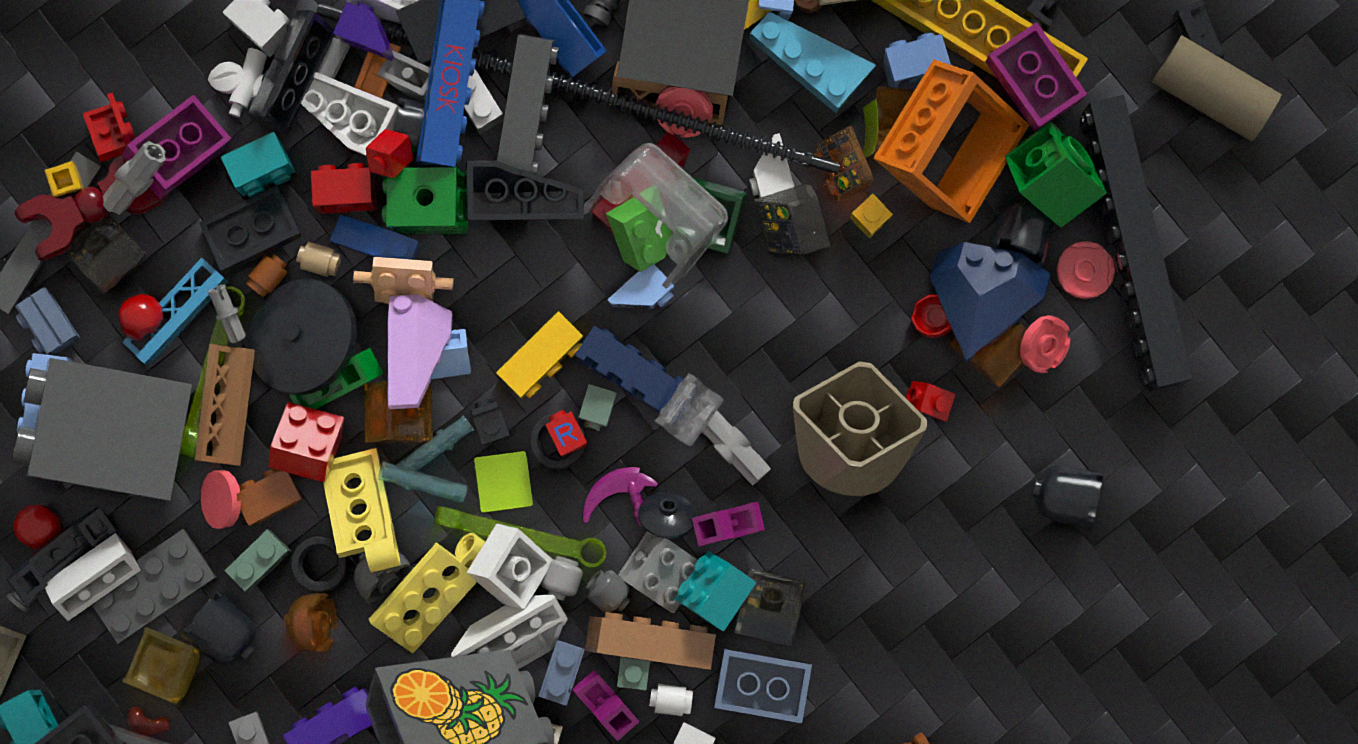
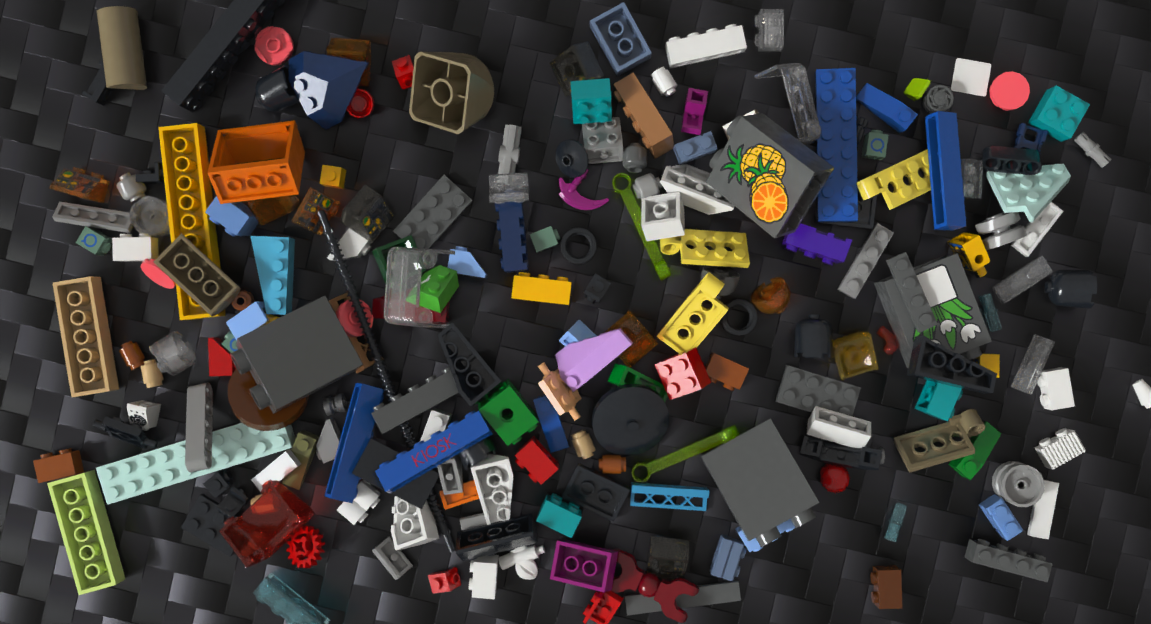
camera: 125 degrees left, 5 degrees up
(64, 179) = (647, 609): yellow brick -> none
(134, 177) = (618, 574): light grey piece -> none
(140, 316) = (686, 512): red hair -> none
(220, 499) = (747, 394): coral tile -> none
(227, 313) = (649, 468): light grey axle -> none
(229, 405) = (694, 430): medium nougat fence -> none
(258, 561) = (762, 349): sand green brick -> none
(363, 30) = (445, 518): dark purple slope -> none
(389, 153) = (499, 451): red brick -> none
(418, 481) = (657, 302): clear light blue pin -> none
(438, 444) = (632, 306): clear light blue pin -> none
(503, 481) = (621, 257): lime sticker -> none
(566, 433) = (571, 242): red brick -> none
(633, 673) = (668, 110): sand green brick -> none
(728, 524) = (551, 123): magenta brick -> none
(733, 300) = (434, 213): none -> dark grey plate
(871, 127) = (286, 212): lime sticker -> none
(1035, 77) = (187, 143): magenta brick -> none
(1045, 344) = (328, 33): coral tile -> none
(1055, 174) = (231, 94): green brick -> none

